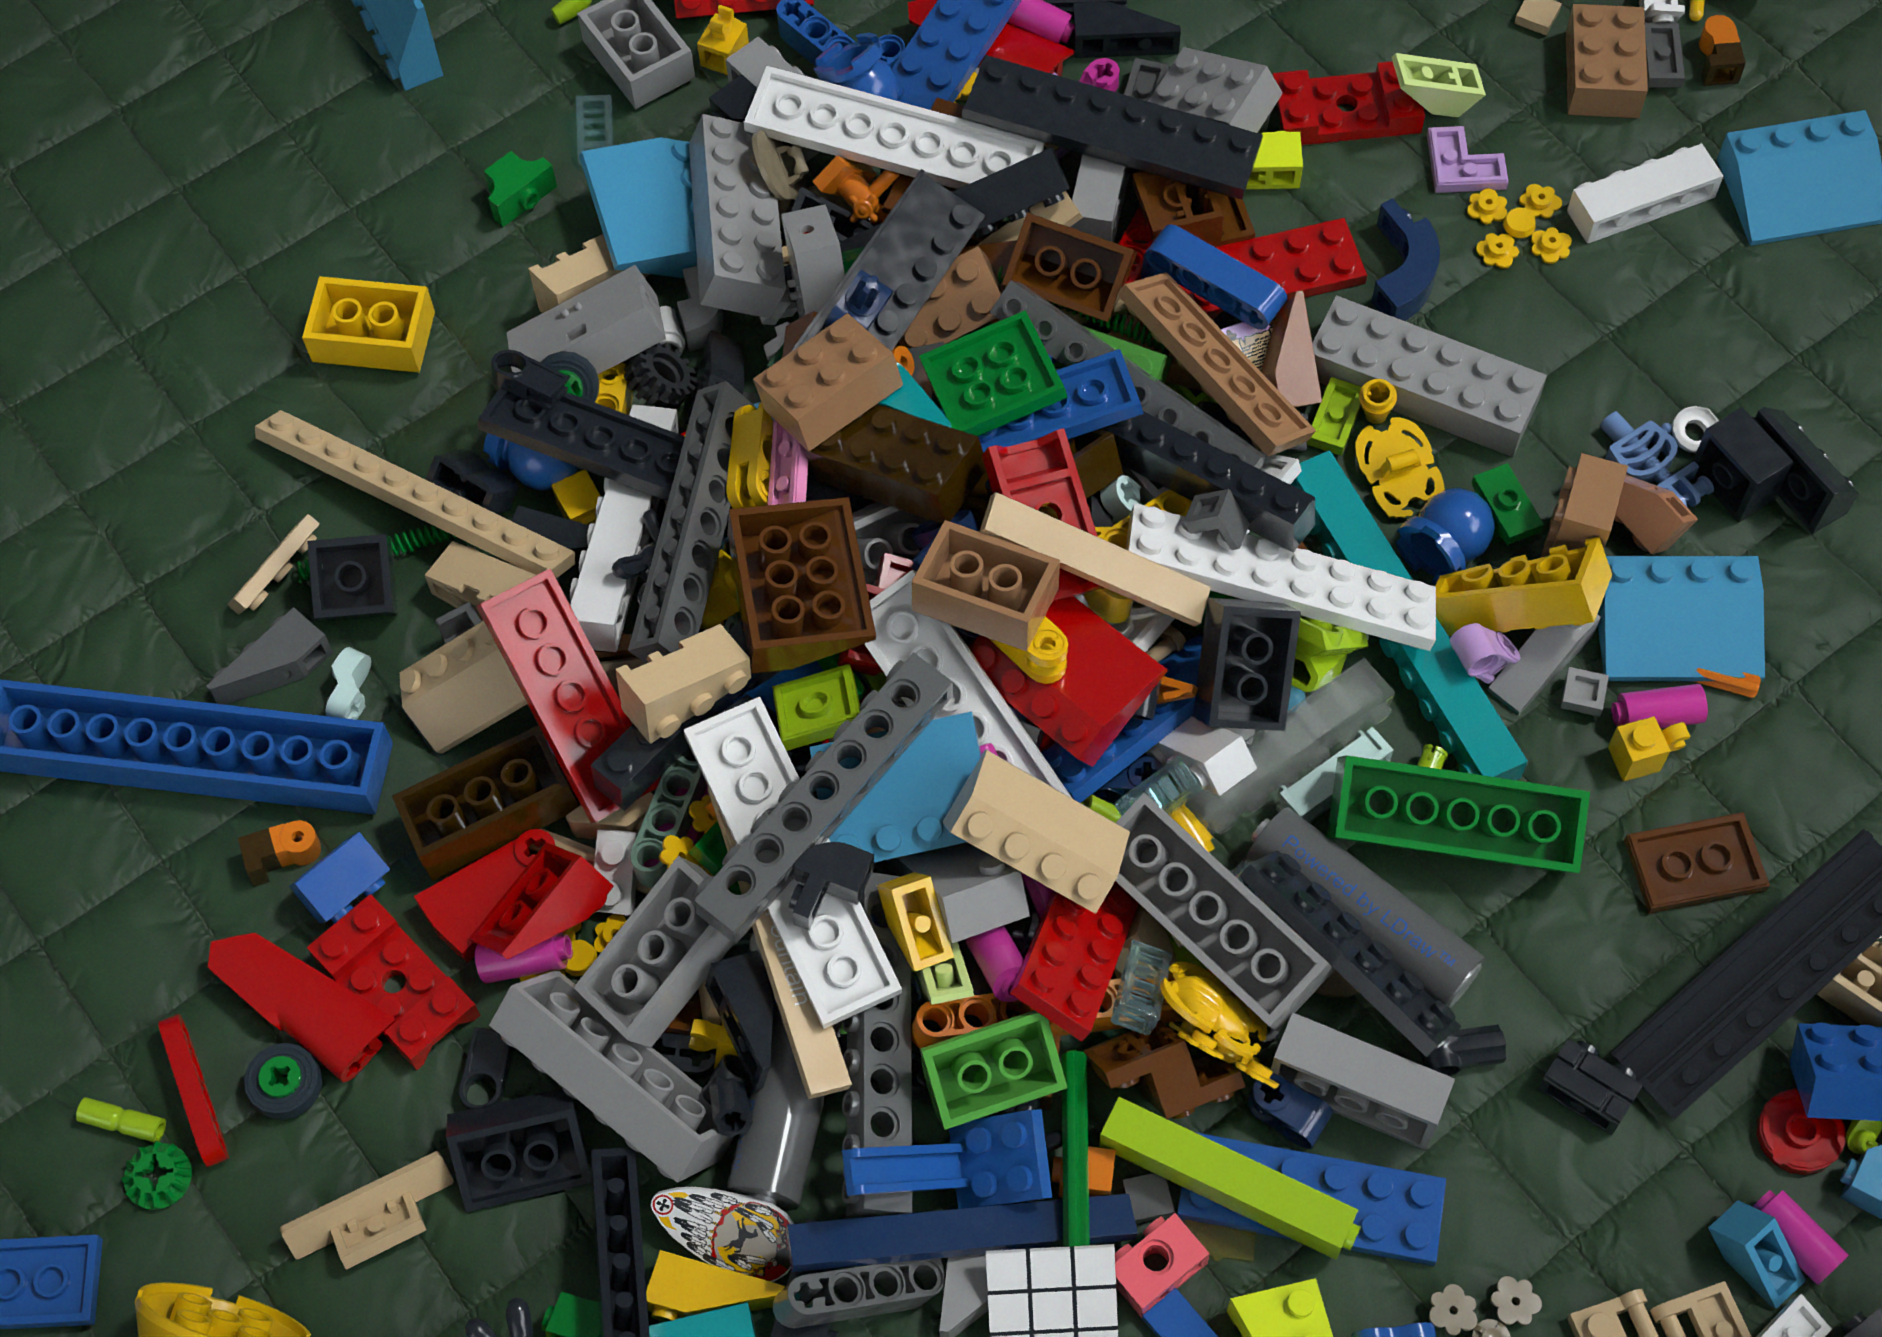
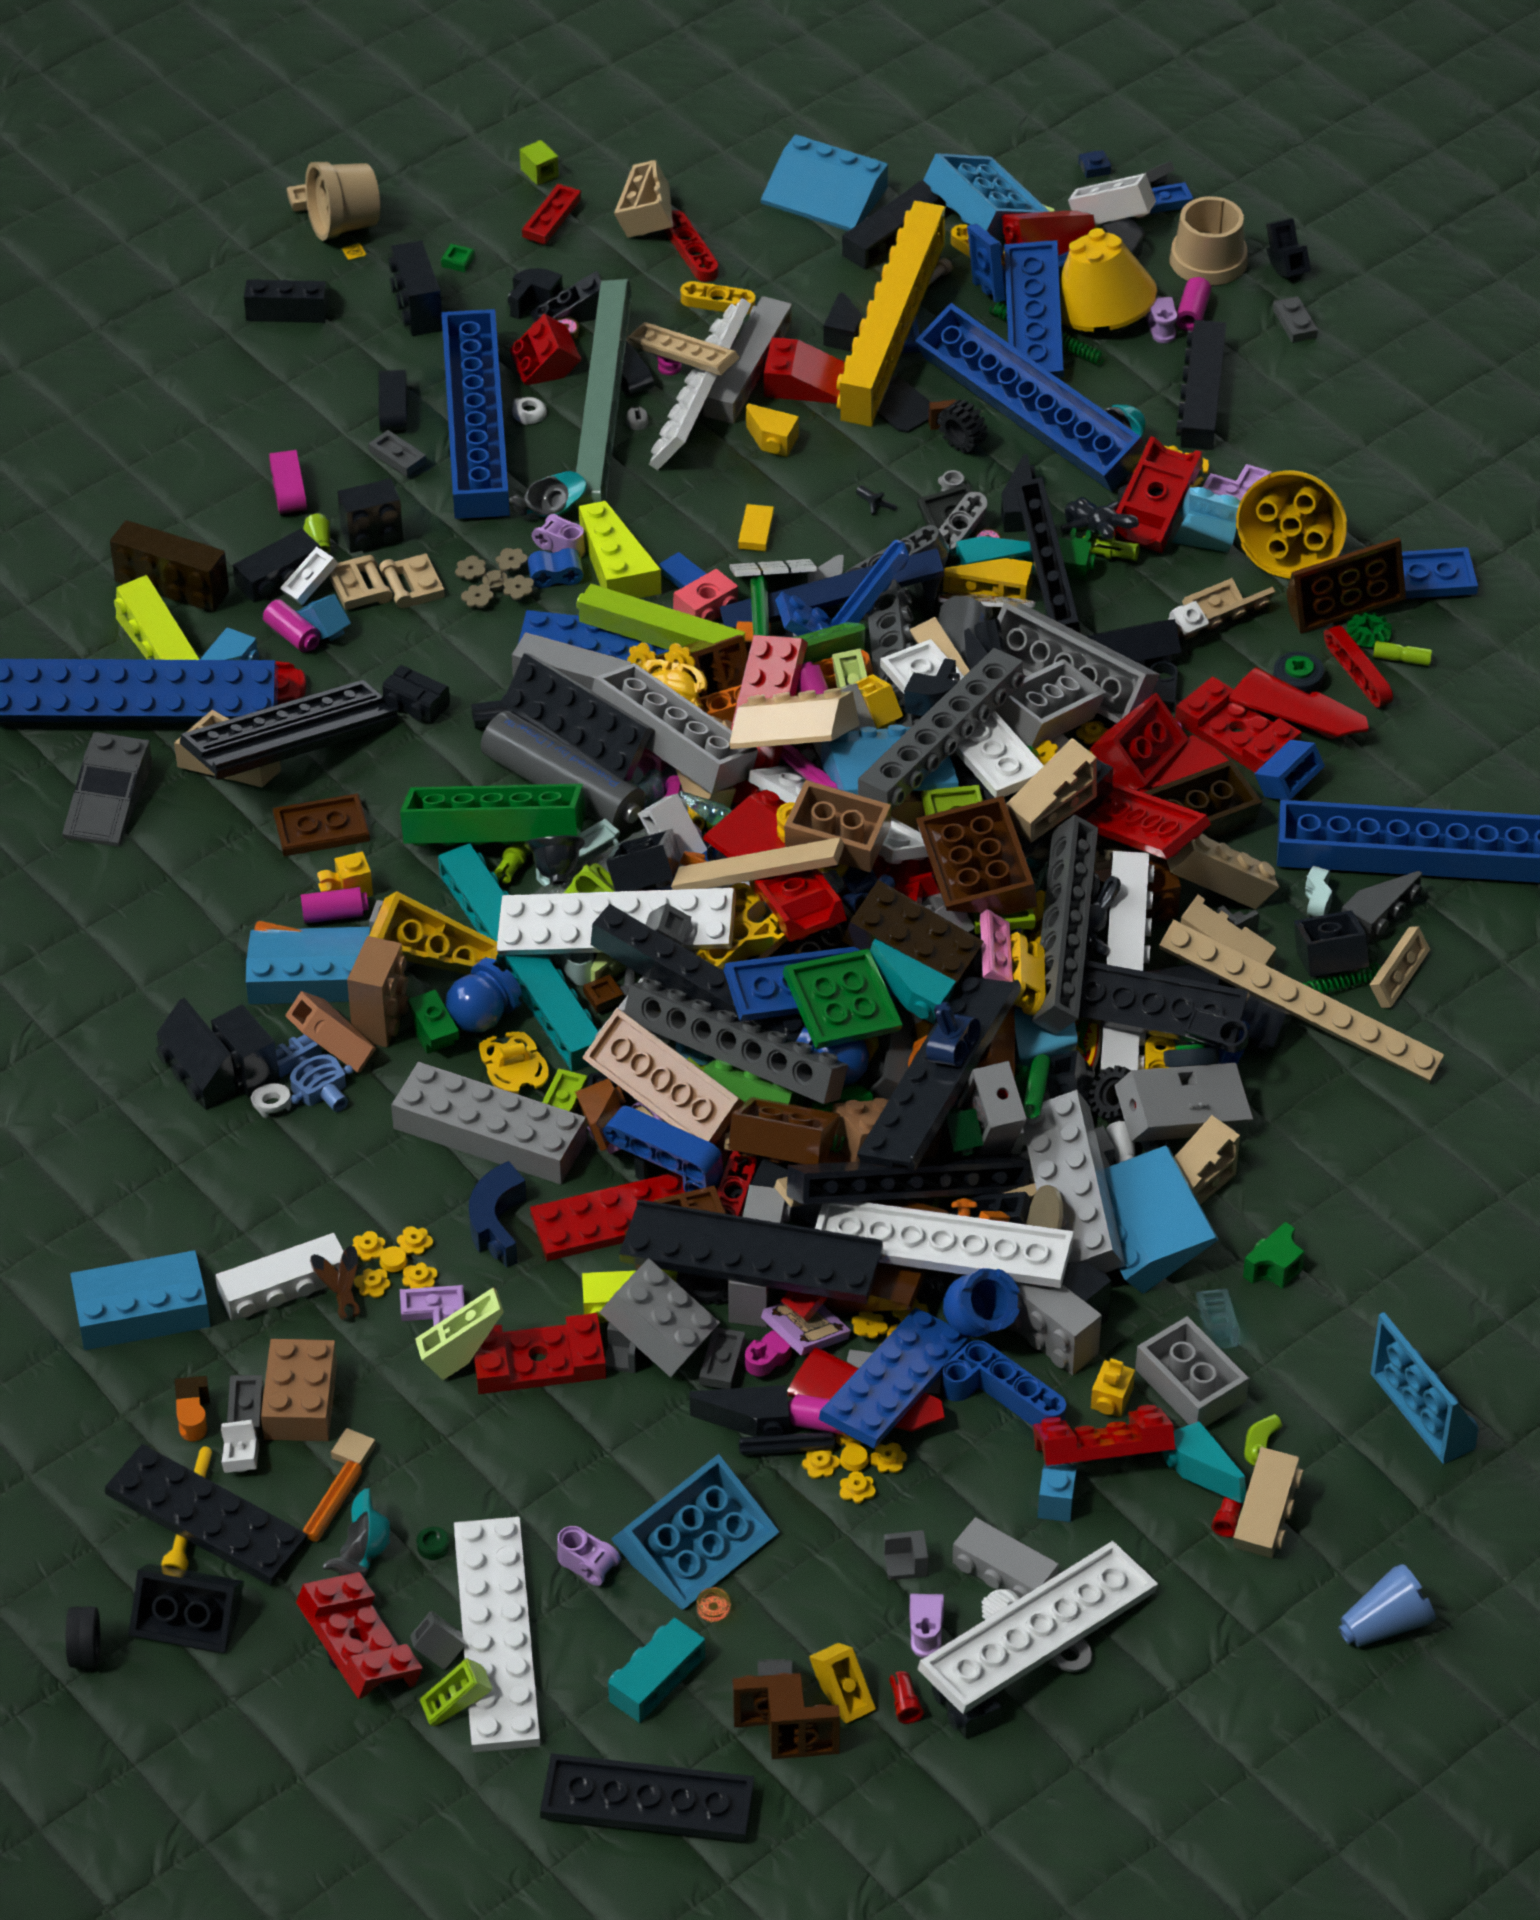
camera: 175 degrees right, 15 degrees down
(168, 1204) = (1347, 585): none -> reddish brown slope
(277, 848) = (1348, 790): leg -> none
(369, 324) = (1372, 1131): yellow brick -> none
(427, 1175) = (1189, 618): none -> white bracket
(760, 314) = (1036, 1086): none -> green piece
(828, 382) = (969, 962): medium nougat brick -> none
(1132, 1010) = (716, 678): clear light blue slope -> none
(1369, 726) = (555, 856): none -> black hat
(1377, 400) = (530, 1086): yellow cone -> none
(1483, 651) = (467, 907): lavender piece -> none
(1575, 174) = (340, 1281): none -> reddish brown piece

